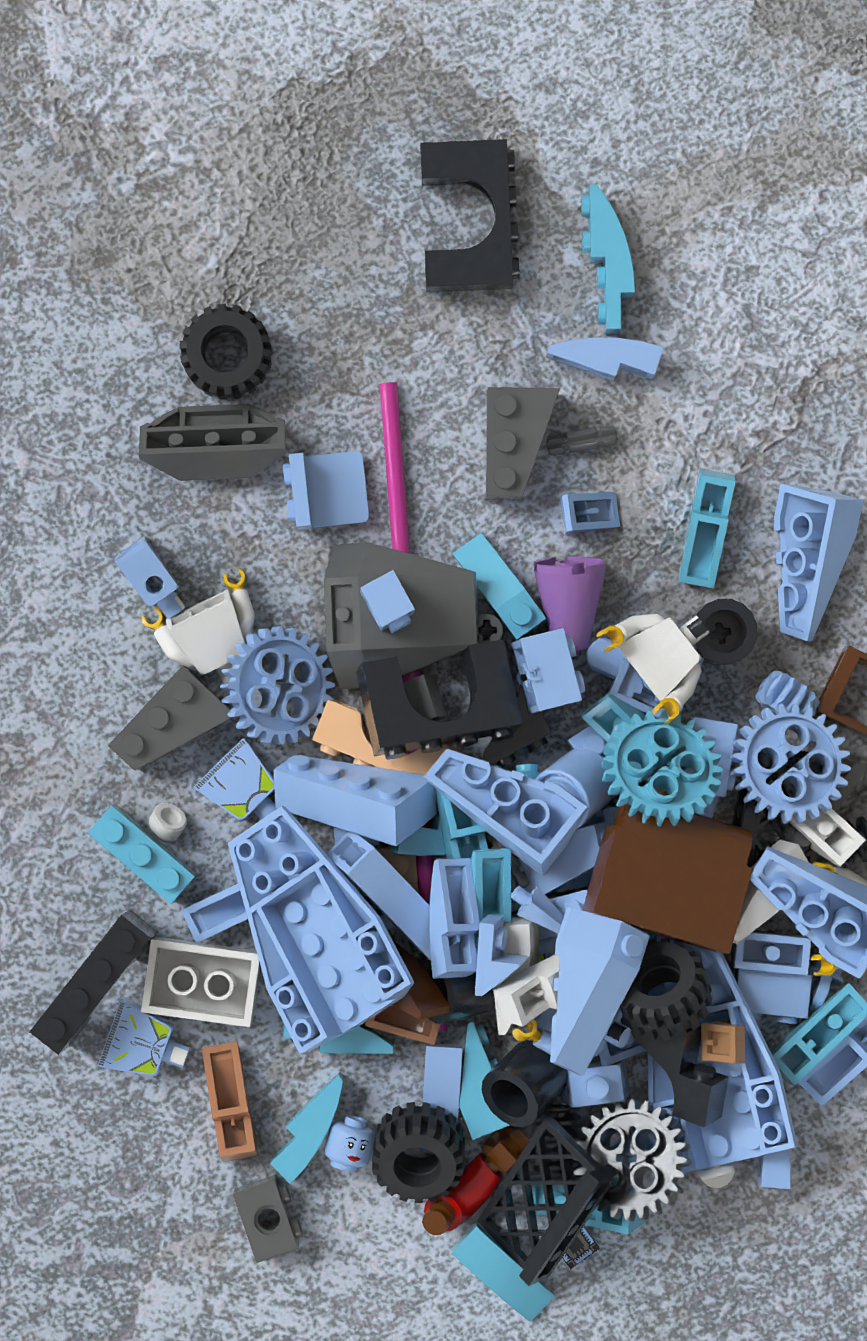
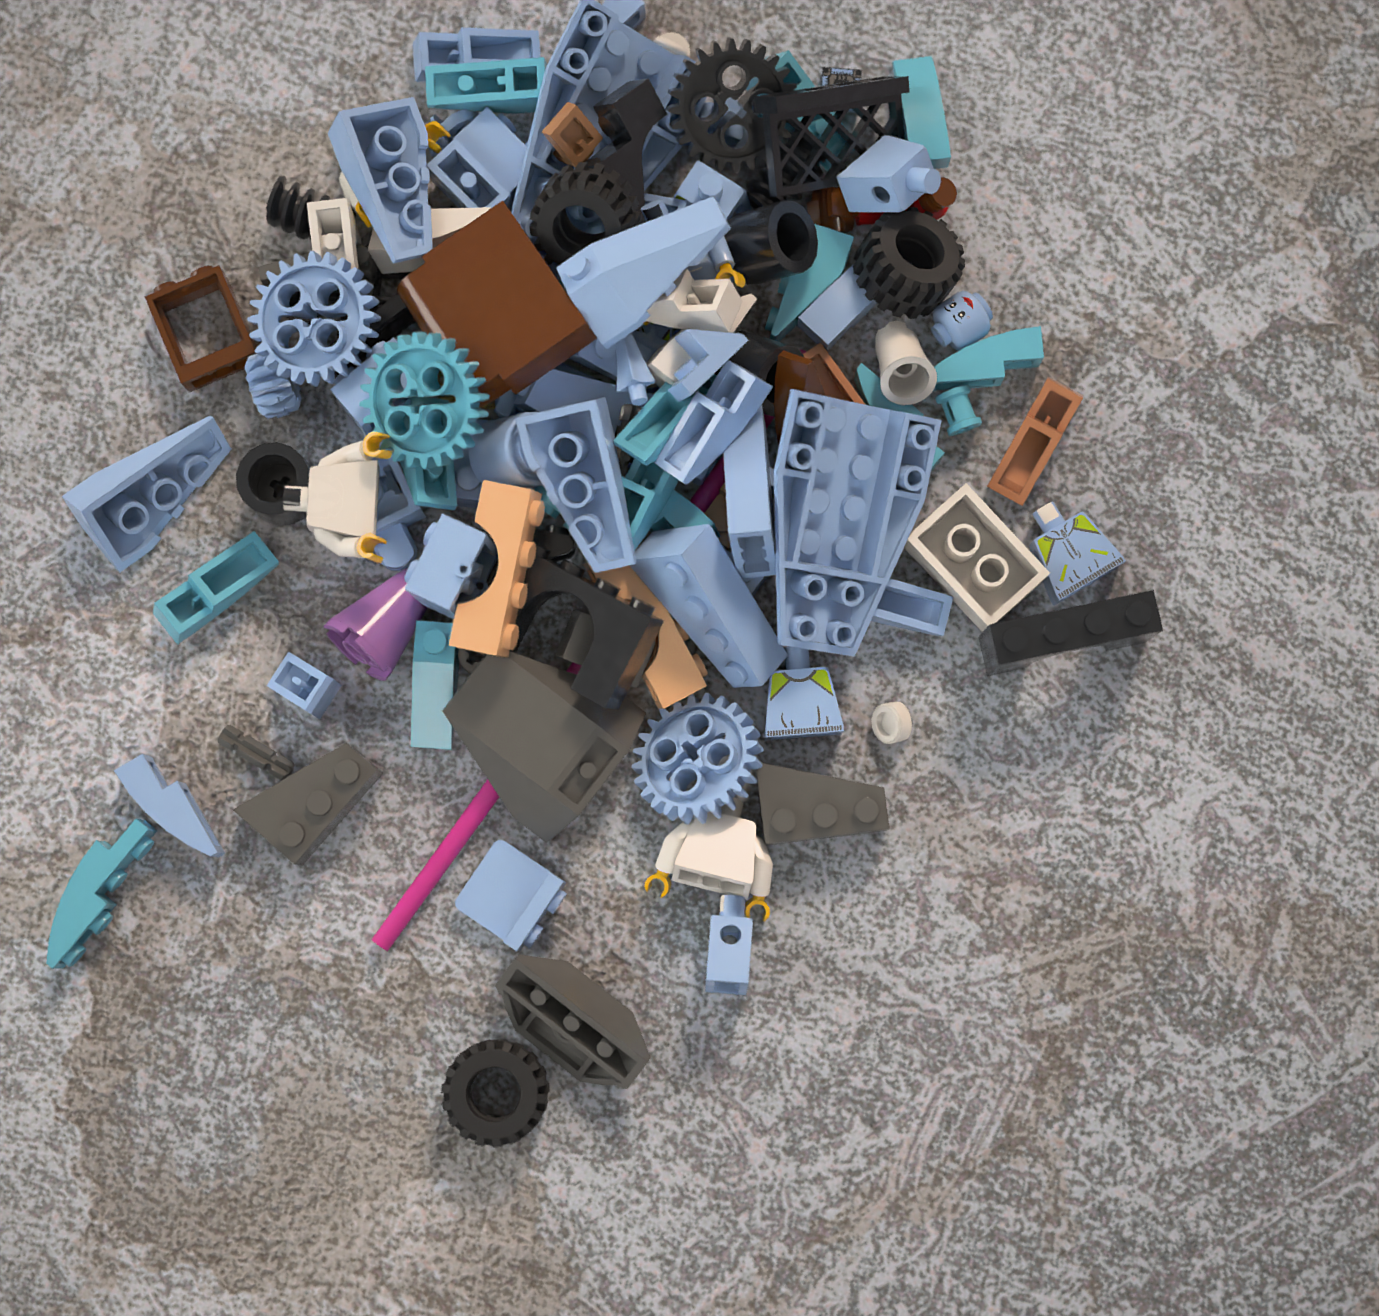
camera: 135 degrees left, 5 degrees down
(142, 853) = (936, 711): medium azure brick -> none
(264, 1239) = (1099, 299): dark grey brick -> none
(300, 1078) = (958, 410): none -> medium azure bush
(360, 1074) = (904, 368): none -> white plant
(388, 602) = (537, 740): light blue brick -> none
(480, 1200) = (888, 177): none -> light blue torso
(486, 168) = (130, 1060): black arch -> none
(534, 736) = (510, 518): none -> light nougat arch

